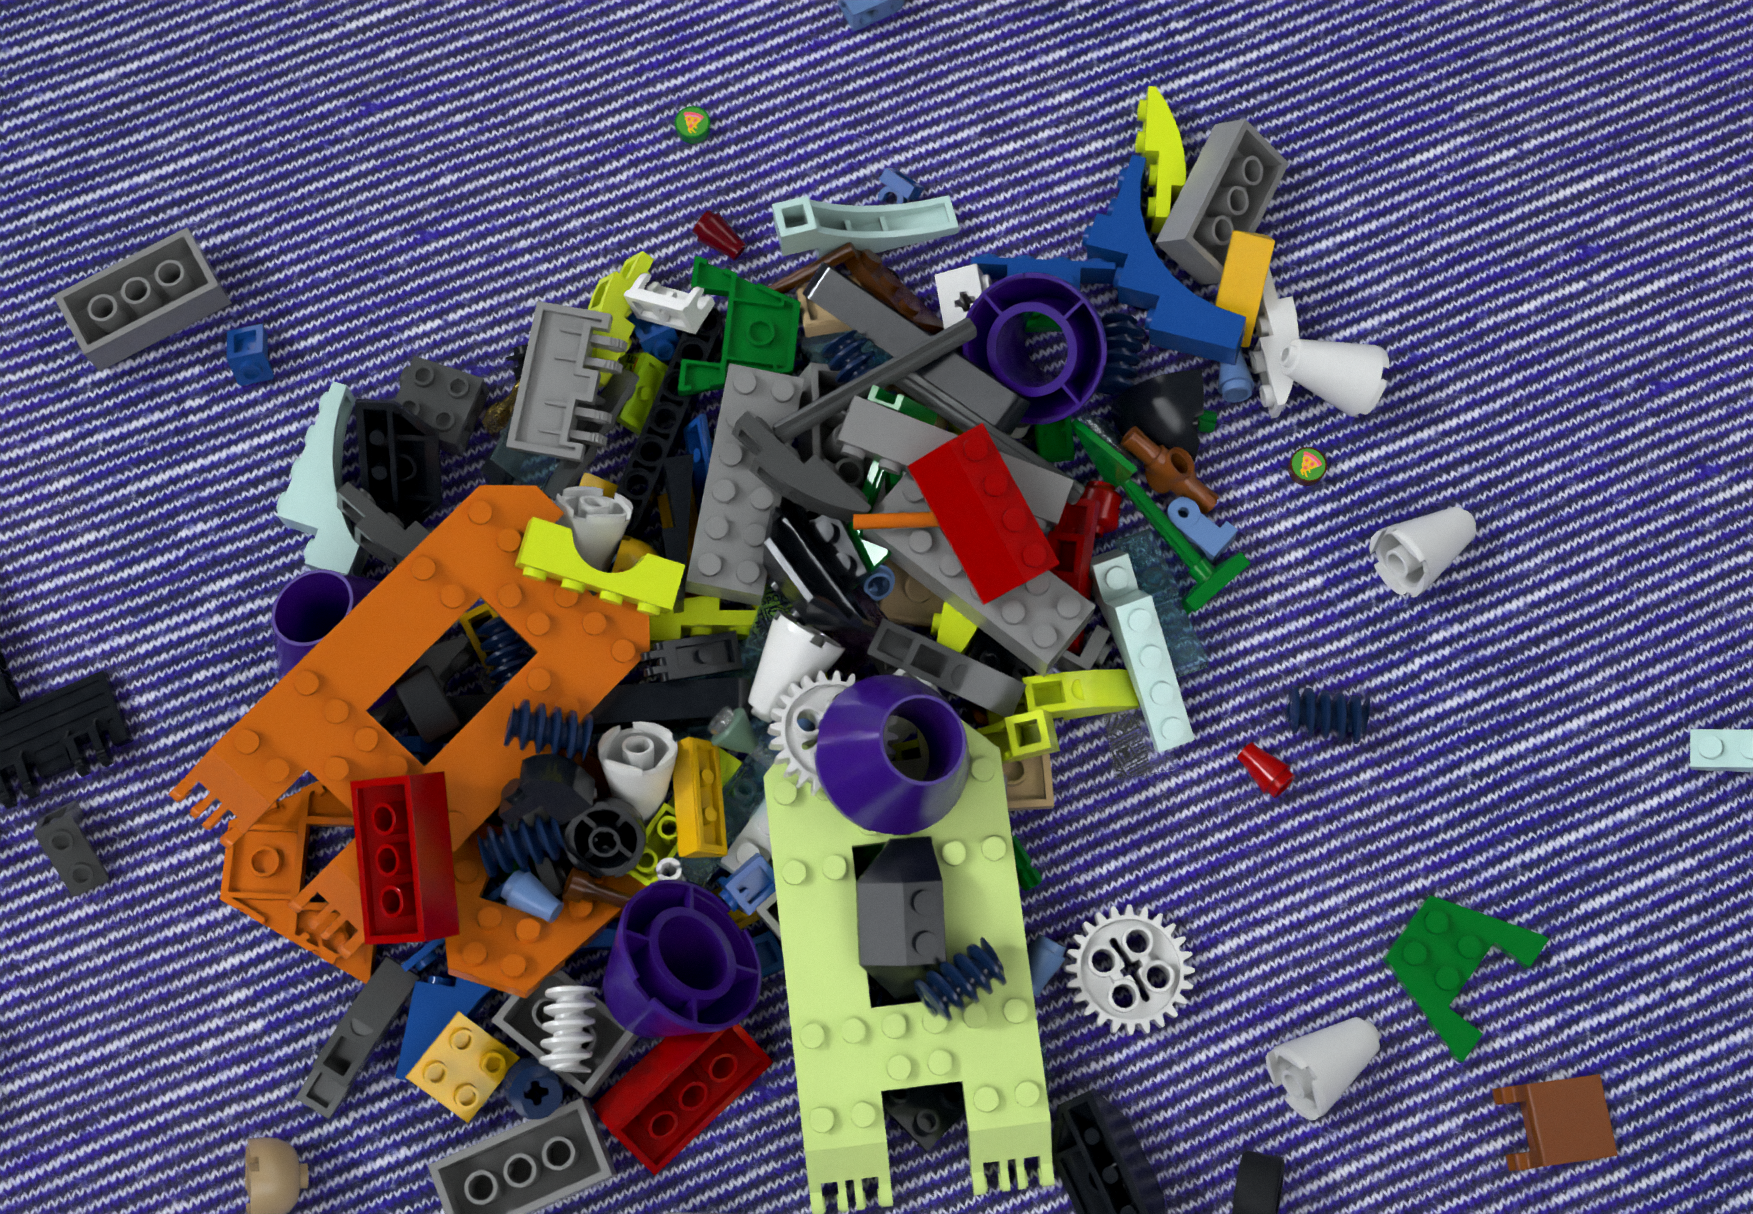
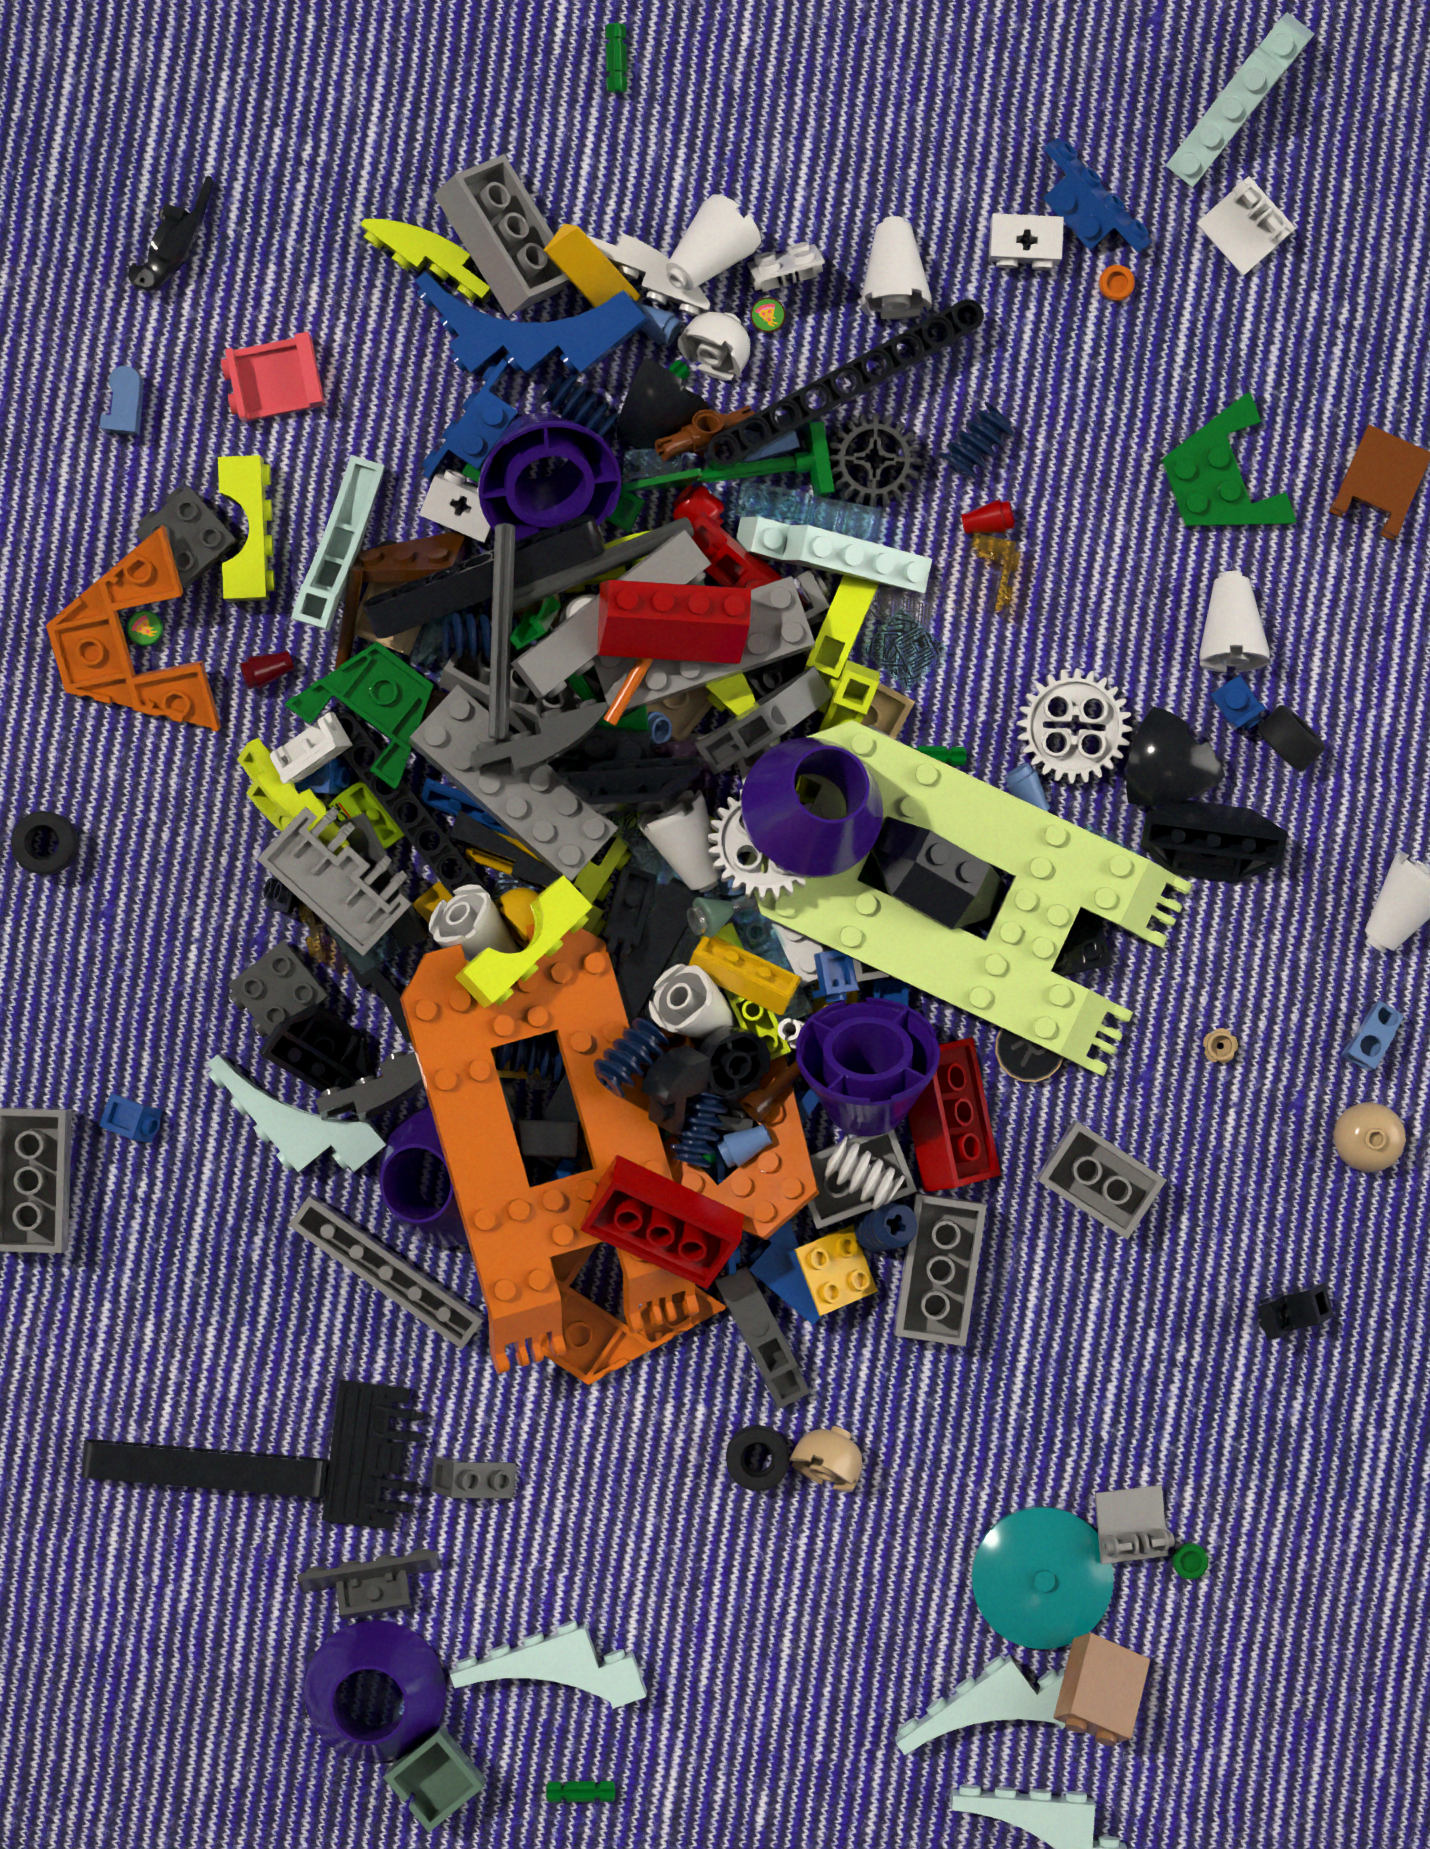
camera: 60 degrees left, 15 degrees up
(209, 1104) = (762, 1479): none -> black tyre
(227, 640) = (386, 1271): none -> light grey brick
(449, 128) = (22, 845): none -> black tyre
(648, 88) = (94, 650): none -> orange wing
(781, 1126) = (1024, 1058): none -> black tile
(791, 107) = (193, 532): none -> dark grey brick
(796, 173) = (247, 574): none -> neon yellow arch
(900, 184) = (314, 488): tile -> none
(960, 980) = (1012, 862): dark blue piece -> none
(971, 101) = (273, 378): none -> coral panel
(1096, 767) = (904, 648): none -> clear light blue piece
(1155, 1083) = (1168, 762): none -> black brick
(1238, 786) = (989, 549): none -> clear yellow bracket
(1253, 433) = (717, 343): none -> white cylinder
(1254, 1117) = (1238, 704): none -> blue bracket
(1272, 615) = (891, 460): none -> dark grey gear
(1314, 560) = (856, 373): none -> black beam
(1350, 435) = (800, 258): none -> white hinge
(1432, 212) = (616, 58): none -> green axle
(1529, 626) = (1041, 230): none -> white brick
(1554, 753) = (1116, 283): none -> orange tile
(1604, 681) = (1087, 205): none -> blue bracket
(1692, 838) = (1245, 225): none -> white hinge

